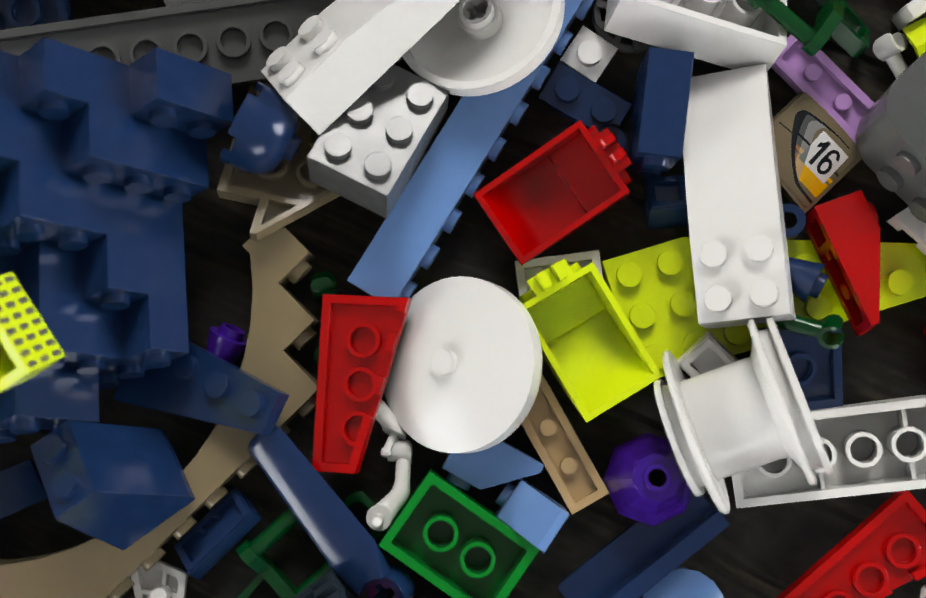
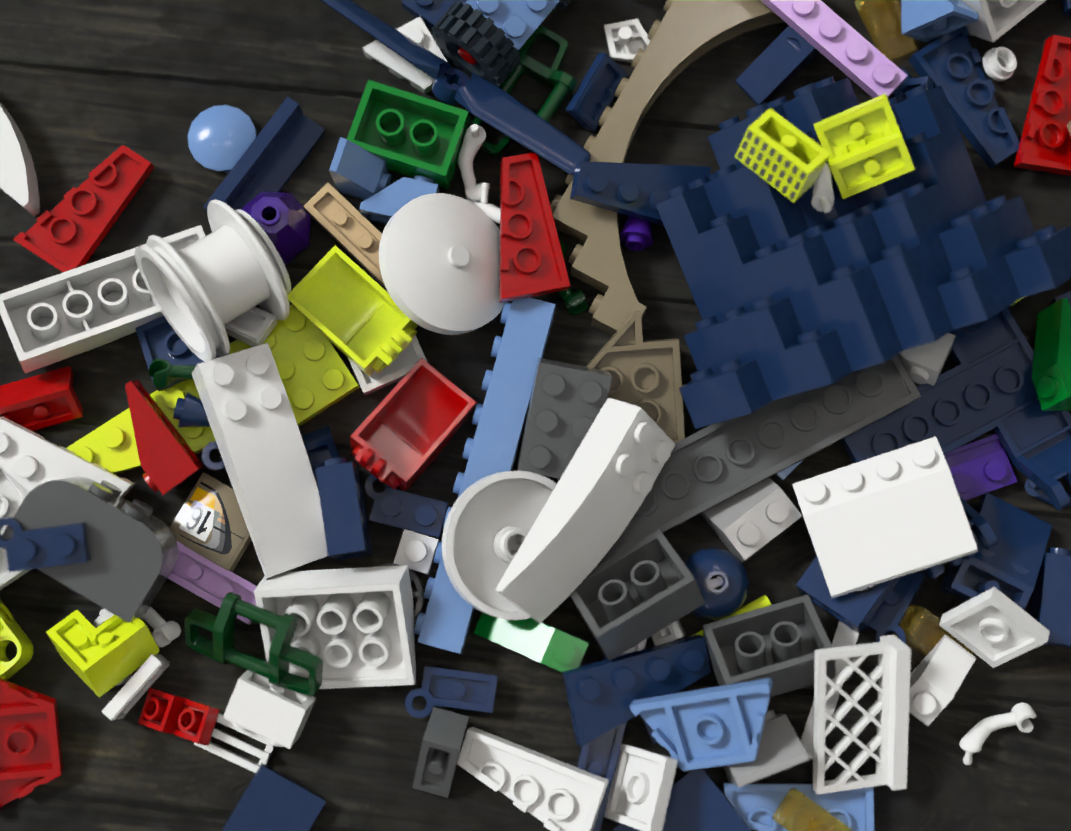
camera: 165 degrees right, 5 degrees down
(111, 479) = (682, 98): dark blue slope -> none
(262, 133) = (654, 387): dark blue cylinder -> none

